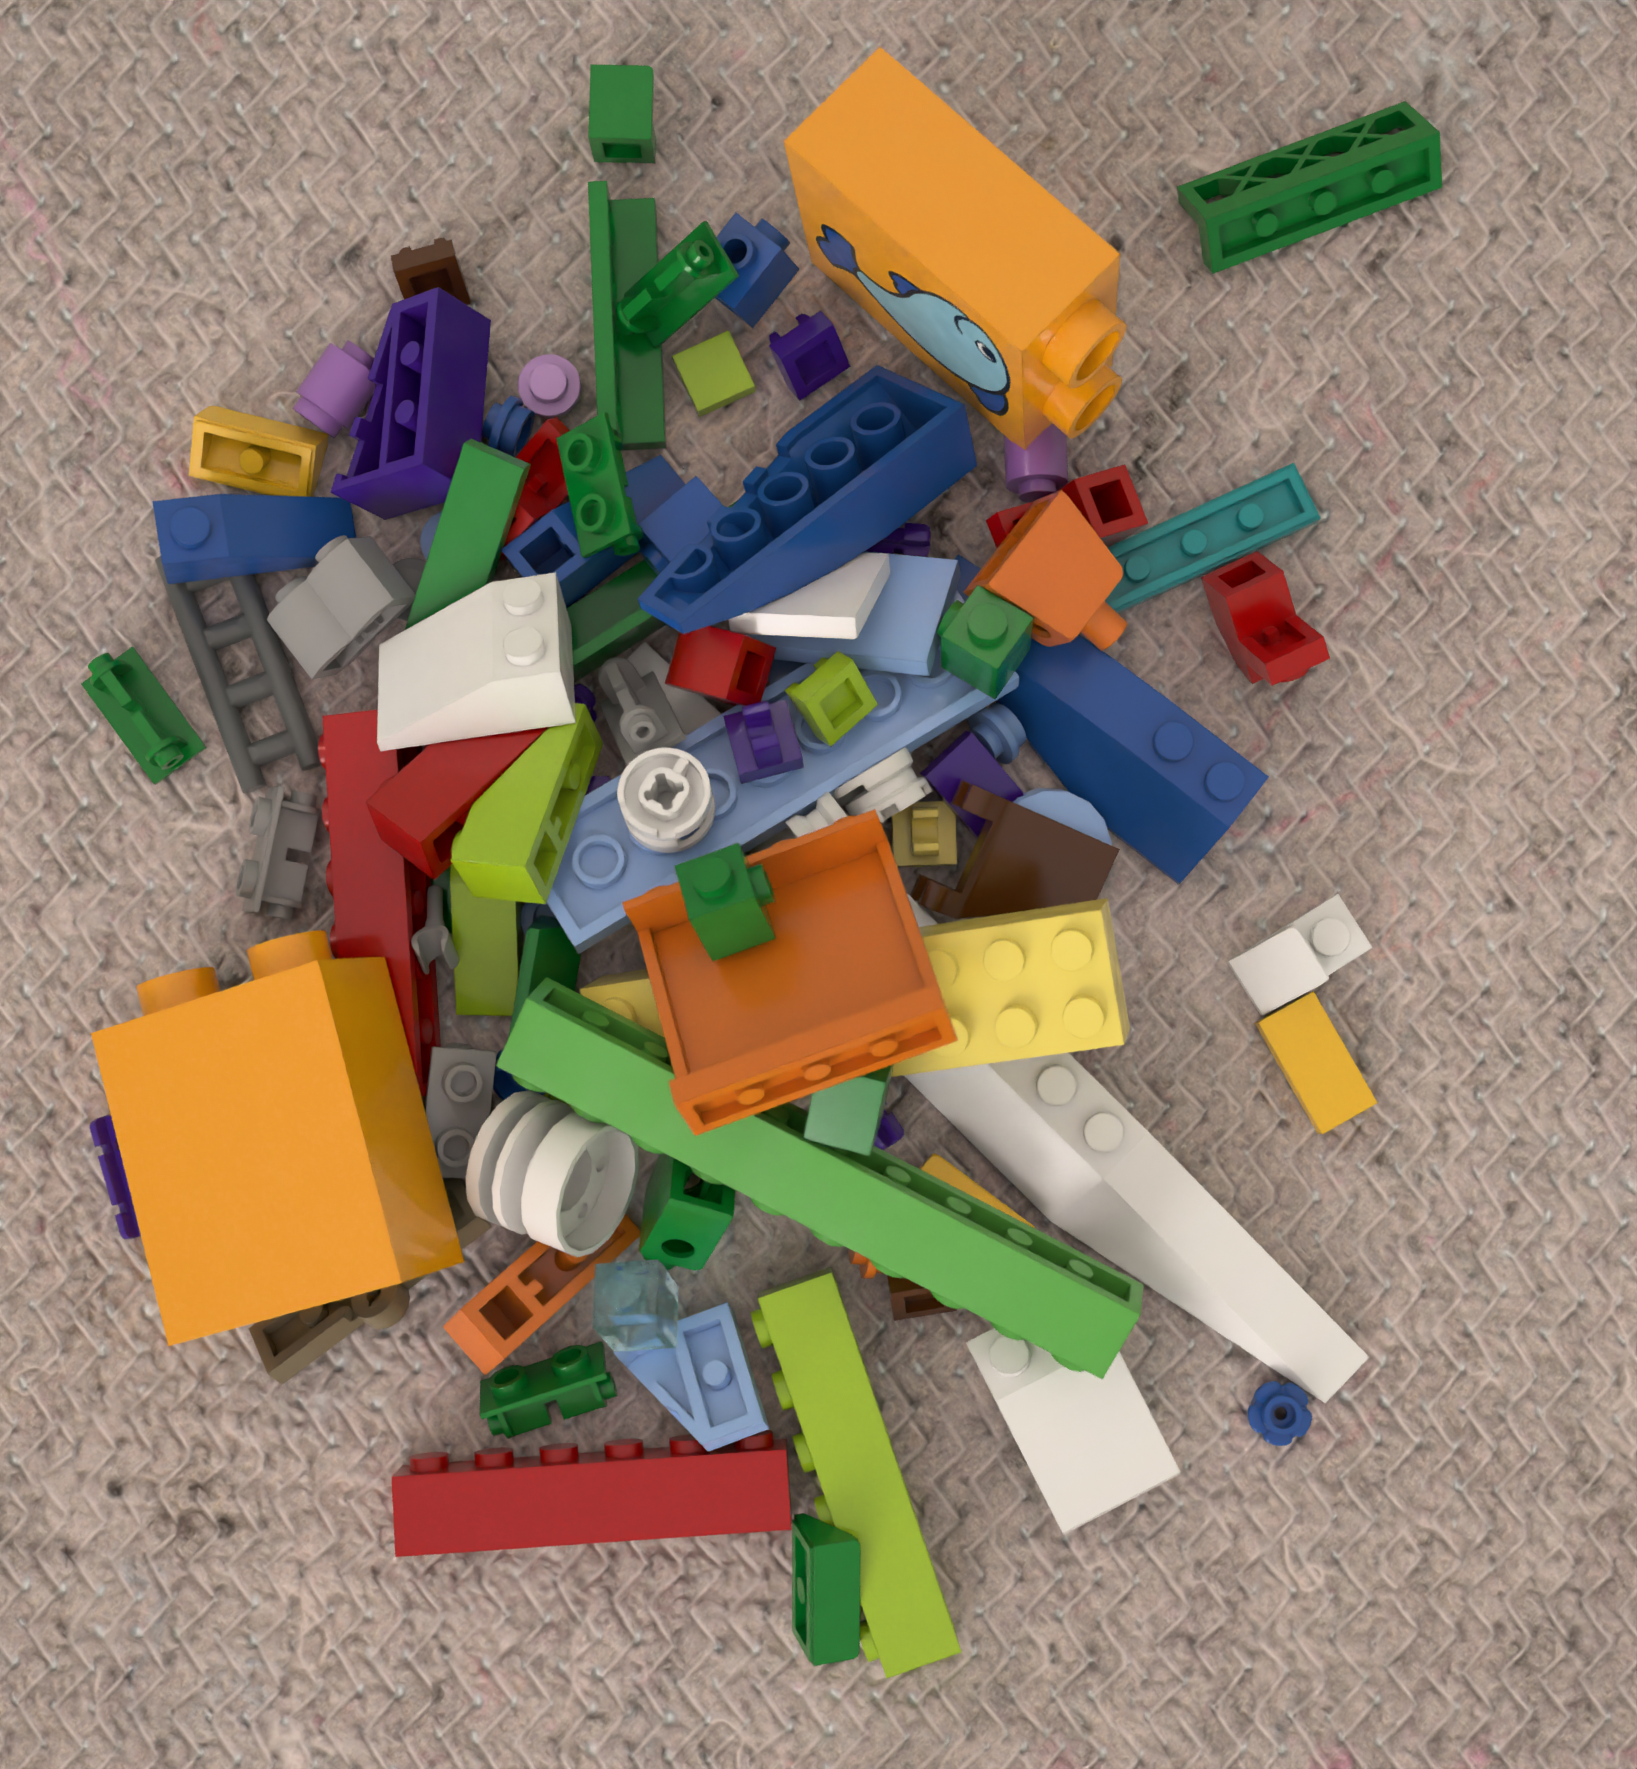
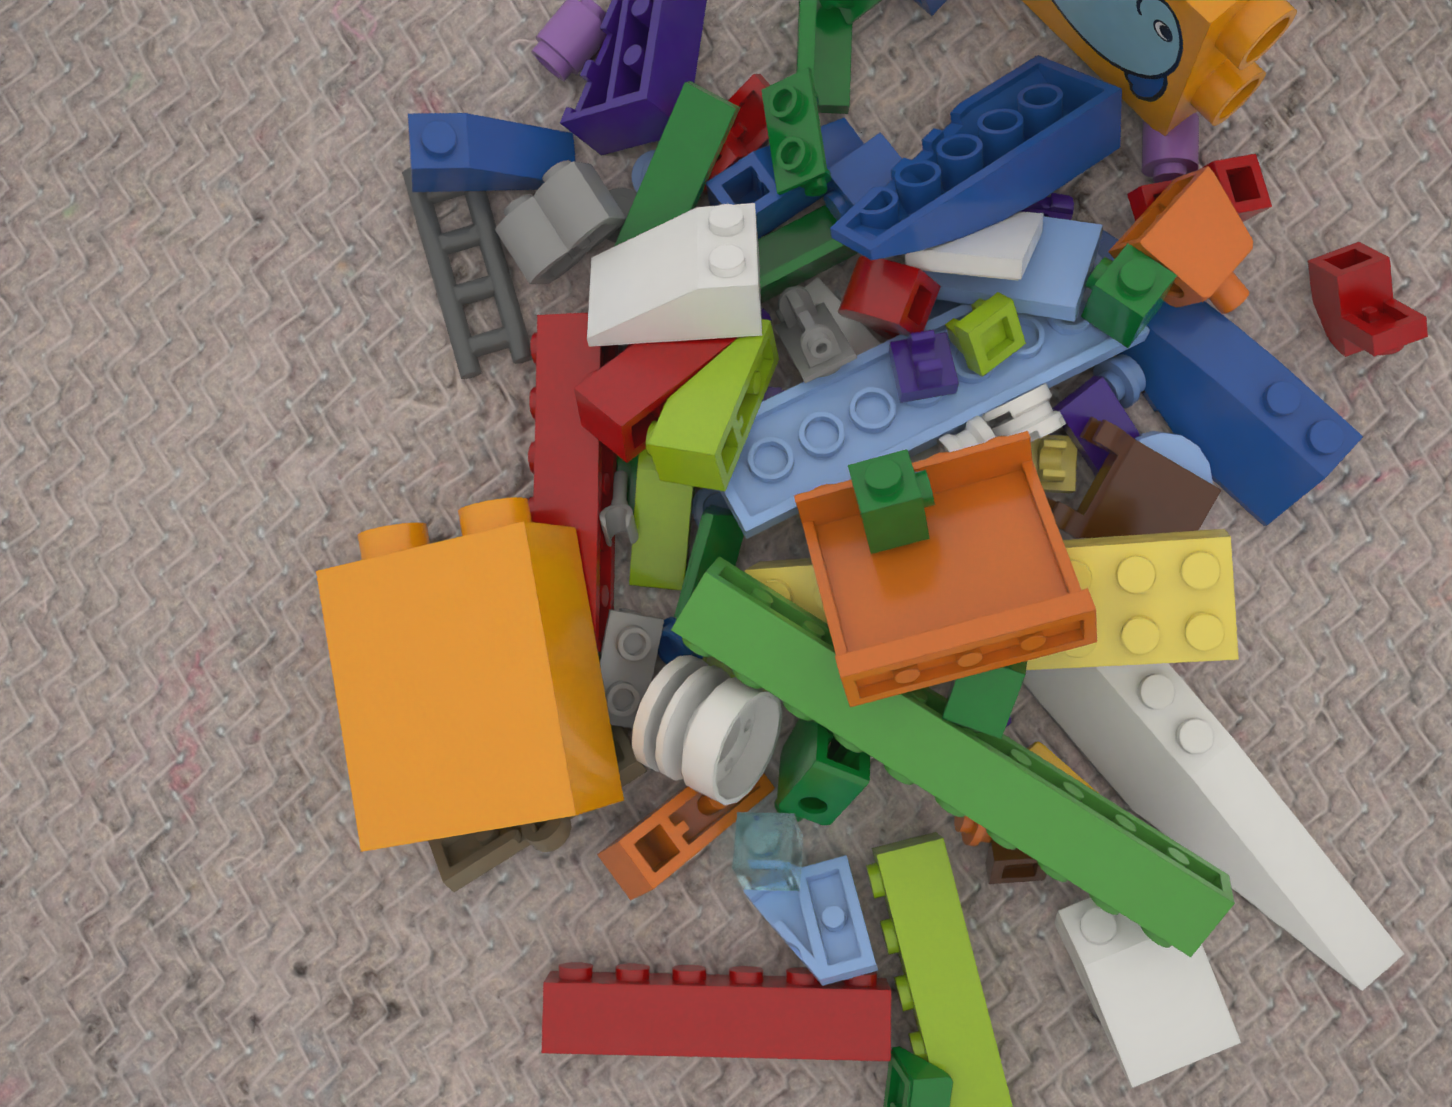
camera: 15 degrees right, 0 degrees up
(115, 1176) = (325, 698): dark purple axle -> none
(142, 713) = (380, 302): green hinge -> none
(256, 453) = (495, 87): yellow slope -> none
(279, 827) = (490, 410): light grey hinge -> none
(508, 426) = (718, 76): blue plate -> none
(518, 1395) = (656, 918): green hinge -> none
(549, 386) = (753, 50): lavender plate -> none
(666, 798) = (836, 408): white wheel -> none
(713, 373) = (895, 52): lime tile -> none
(809, 354) = (980, 40): dark purple tile -> none
(1211, 536) = (1325, 224): teal tile -> none
(1267, 1400) = (1307, 992): blue plate -> none
(1299, 955) = (1368, 597): white slope -> none
(1315, 1062) = (1375, 691): yellow tile -> none

